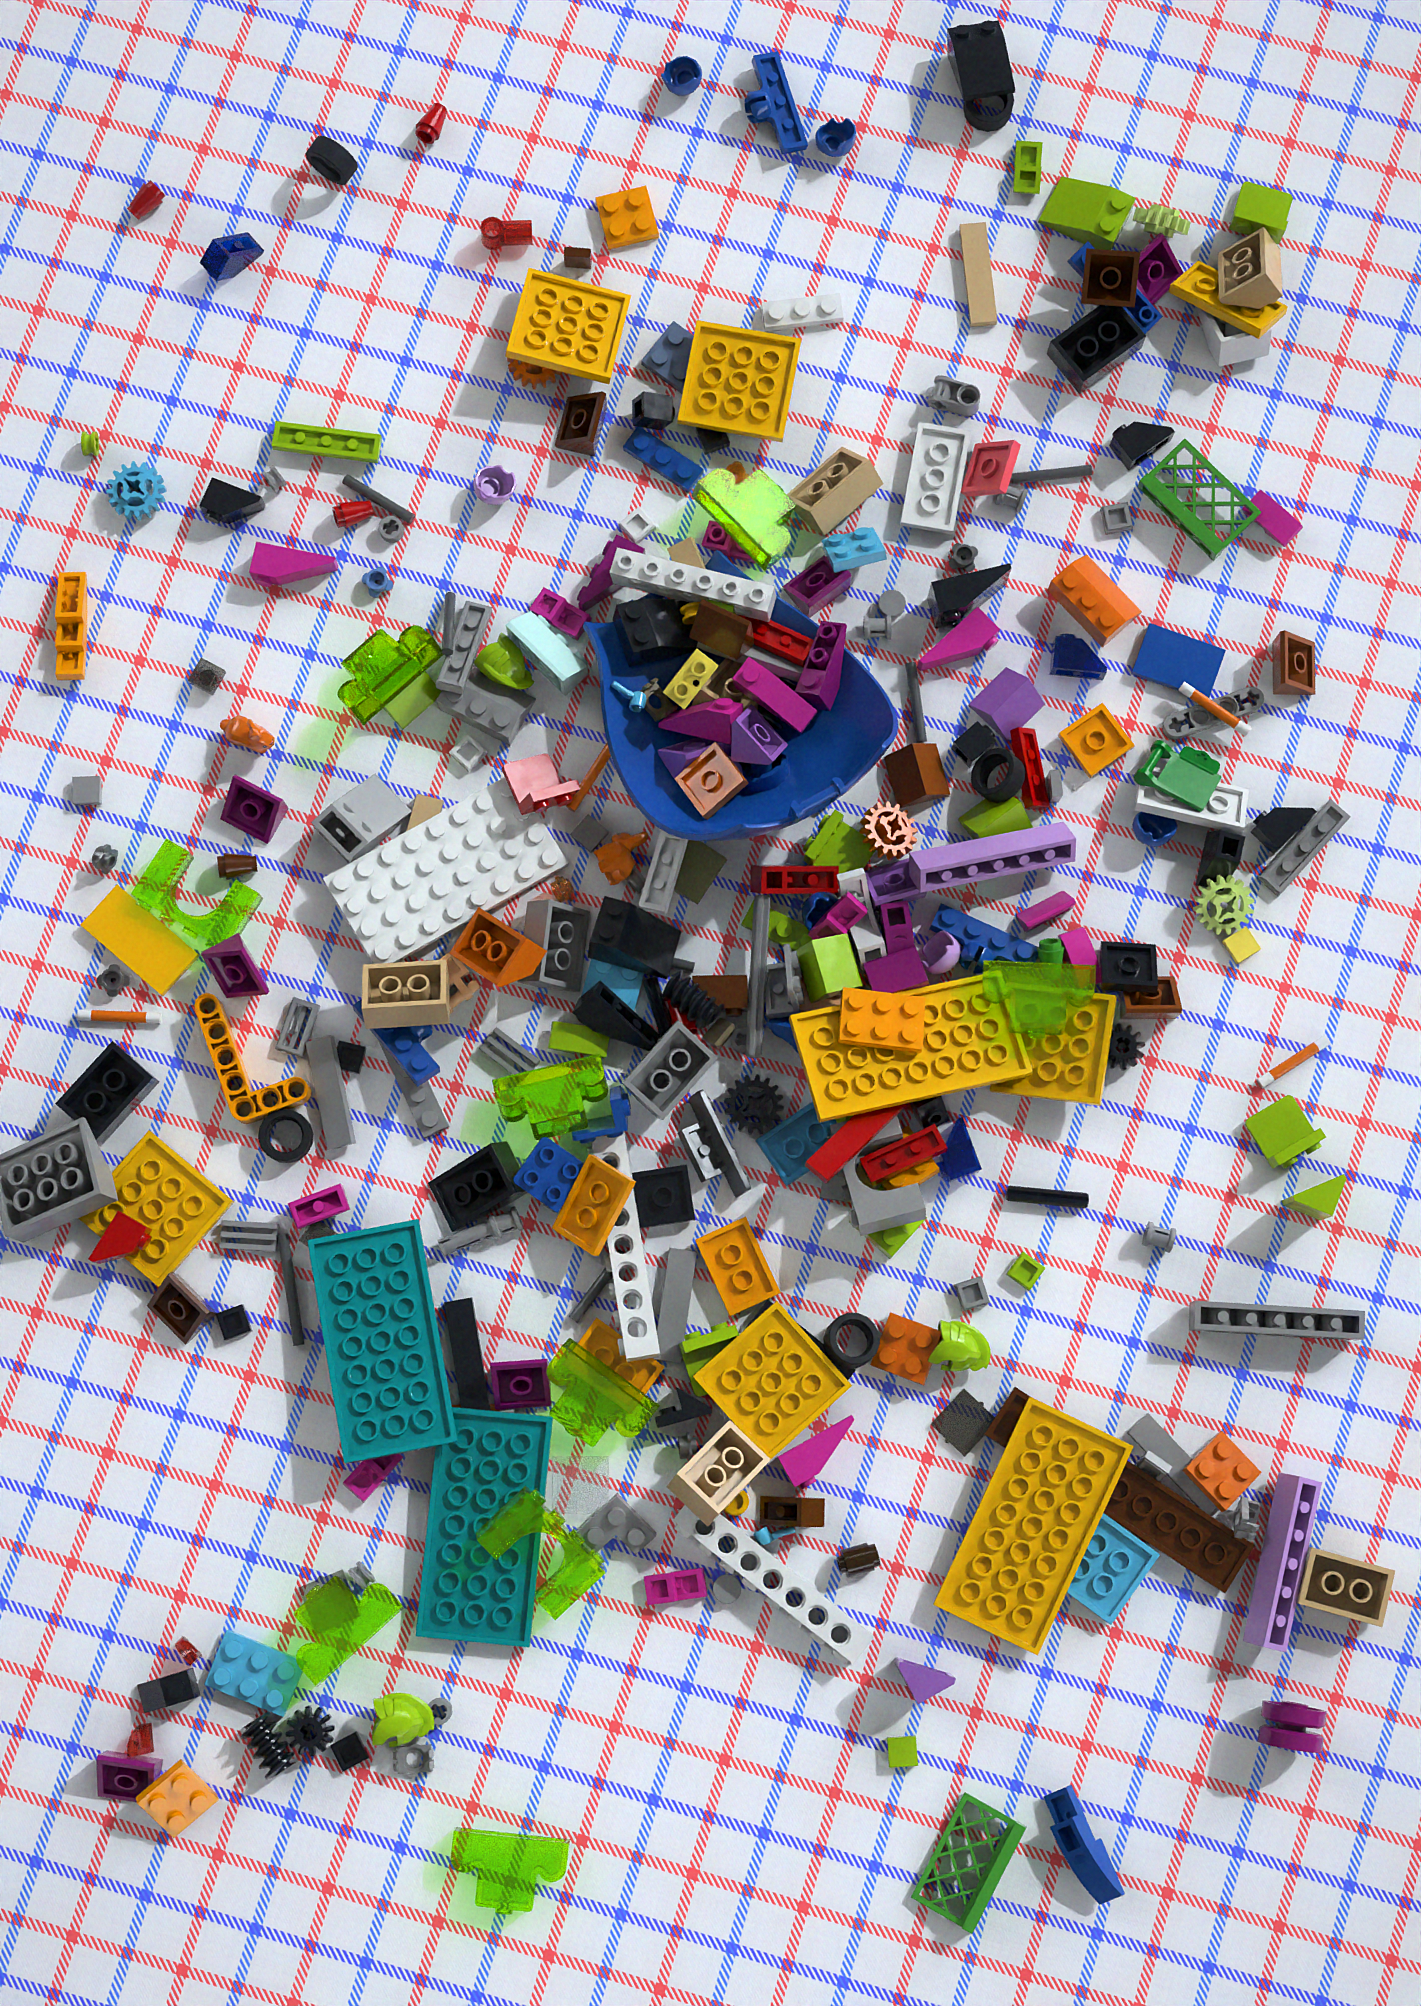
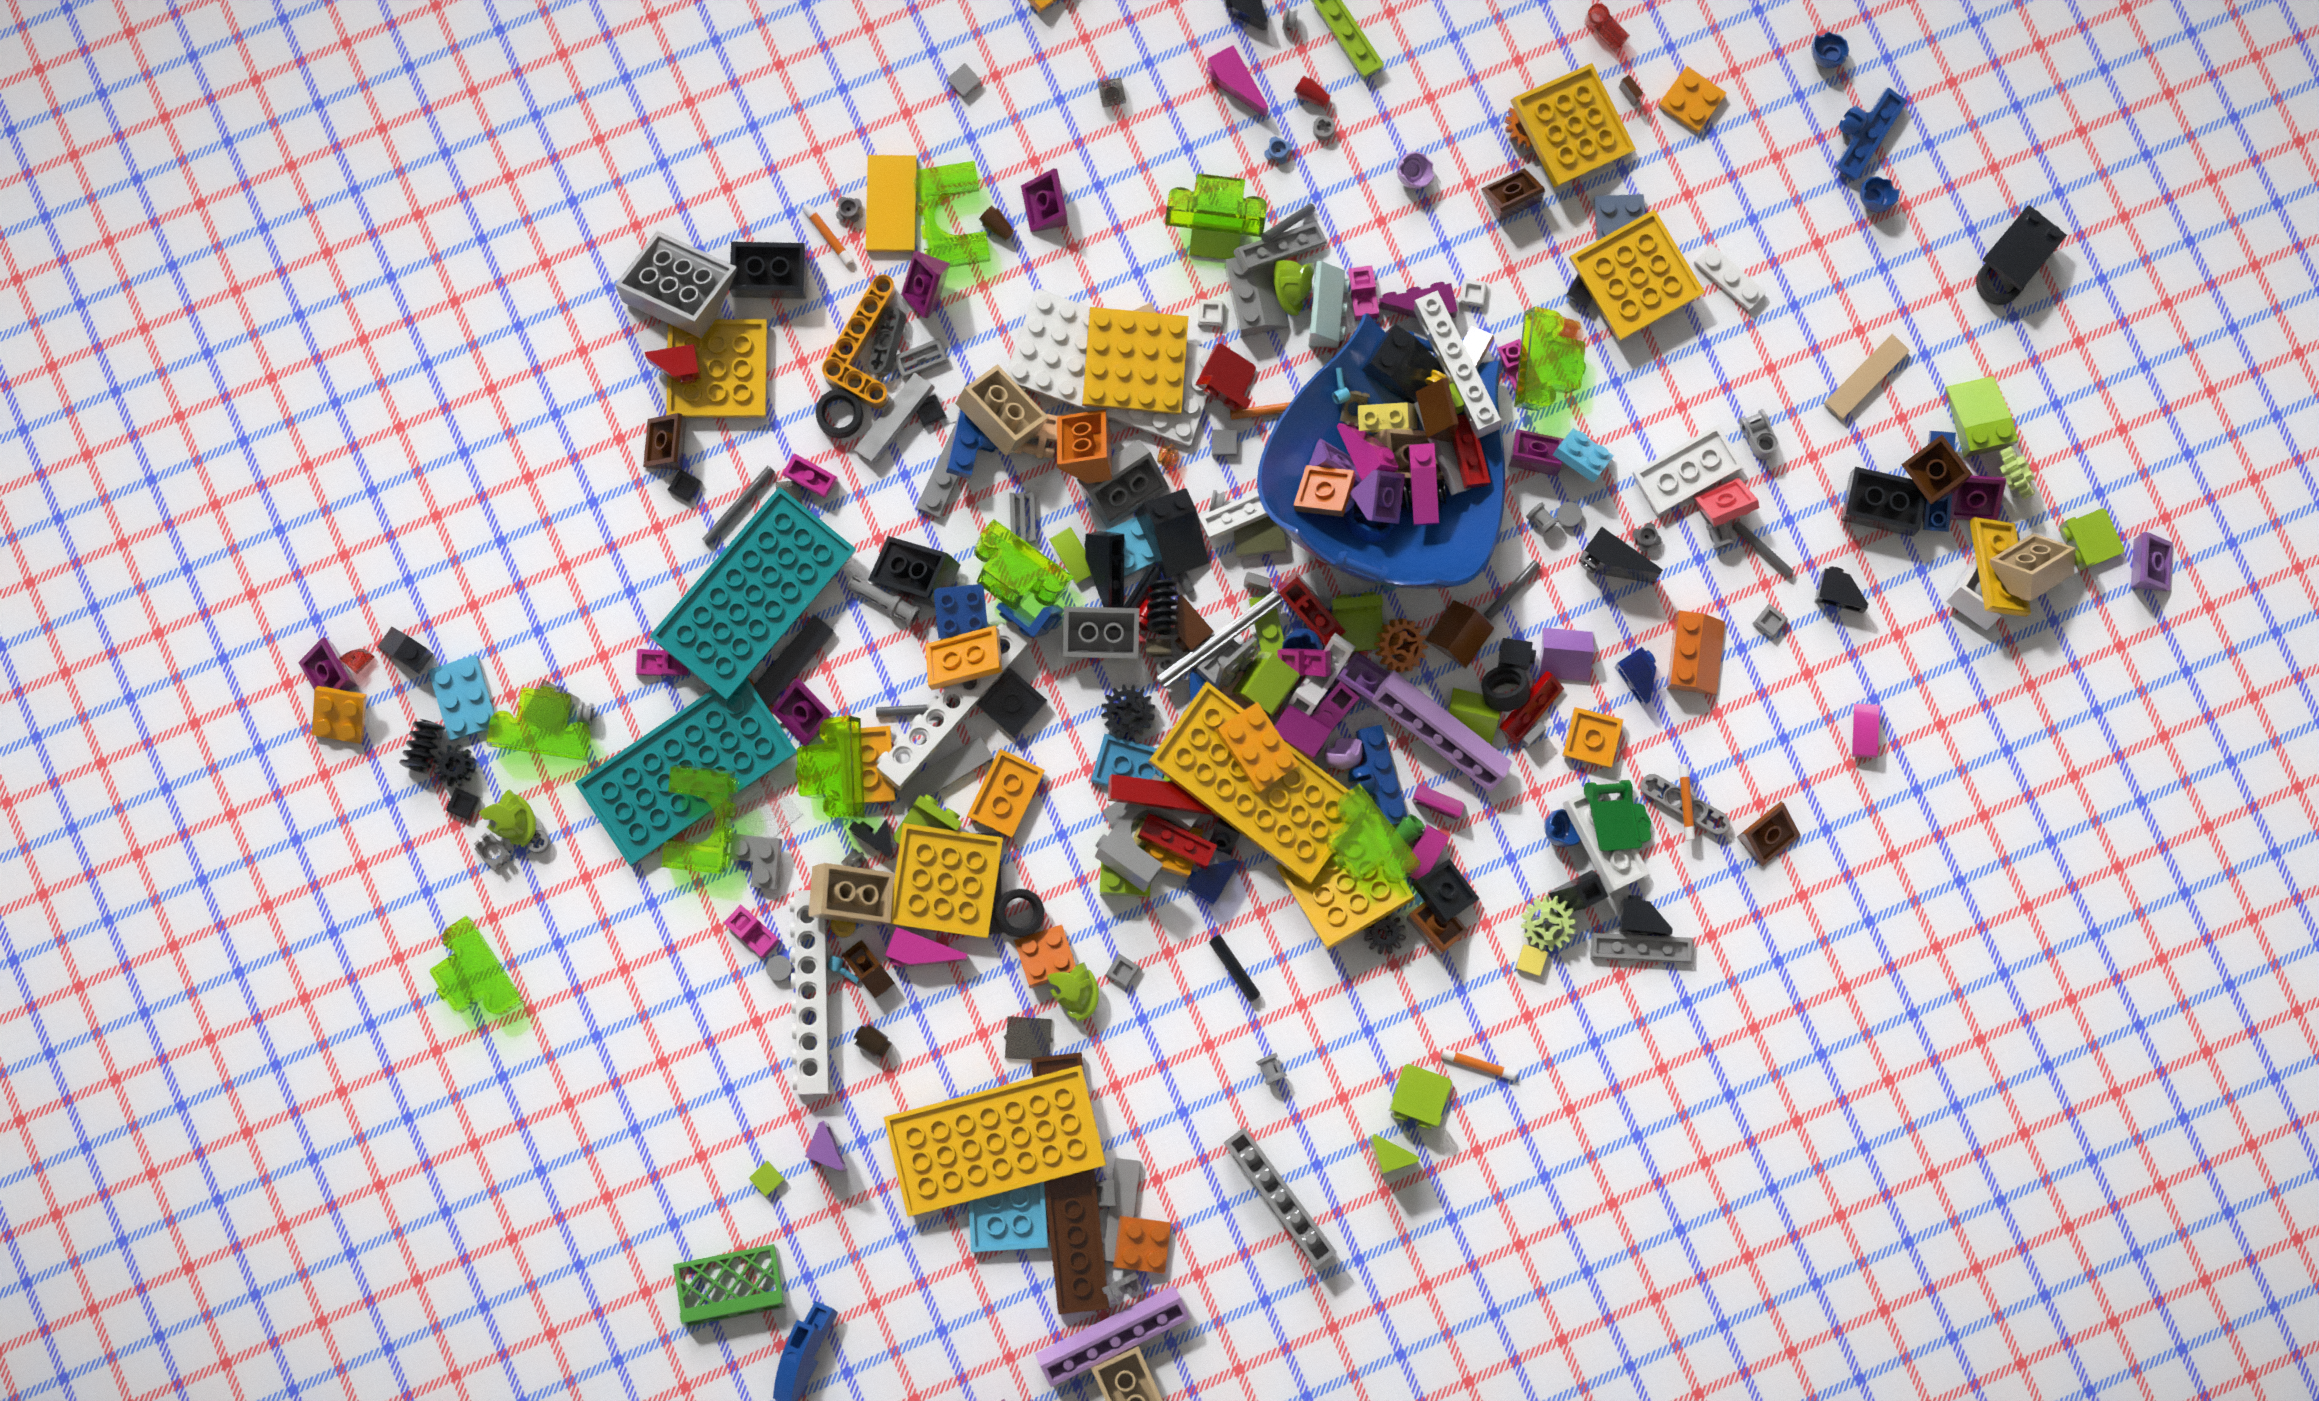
camera: 50 degrees right, 0 degrees up
(104, 858) = (927, 132): flat silver plate -> none
(188, 1650) = (440, 641): clear red tile -> none
(242, 1224) = (739, 430): light grey tile -> none
(246, 733) = (1094, 153): orange animal -> none
(269, 1046) = (883, 332): none -> dark grey beam
(361, 818) = (1101, 279): light grey slope -> none
(378, 498) = (1338, 101): dark grey bar -> none
(458, 847) = (1135, 360): none -> yellow plate
(616, 857) = (1221, 473): orange animal -> none
(652, 410) = (1563, 234): black brick -> none
(663, 459) = (1536, 270): blue plate -> none
(710, 1148) = (1071, 707): dark grey bracket -> none
(733, 904) = (1257, 581): none -> light grey tile
(823, 667) = (1471, 504): magenta slope -> none
(835, 490) = (1616, 406): tan slope -> none
(964, 641) = (1587, 587): dark pink slope -> none
(1025, 1271) = (1169, 995): lime tile -> none
(1027, 167) = (1978, 346): lime slope -> none
(1175, 658) = (1702, 746): blue tile -> none
(1182, 516) = (1812, 661): bright green fence -> none
(1318, 184) = (2151, 562): none -> medium lavender slope

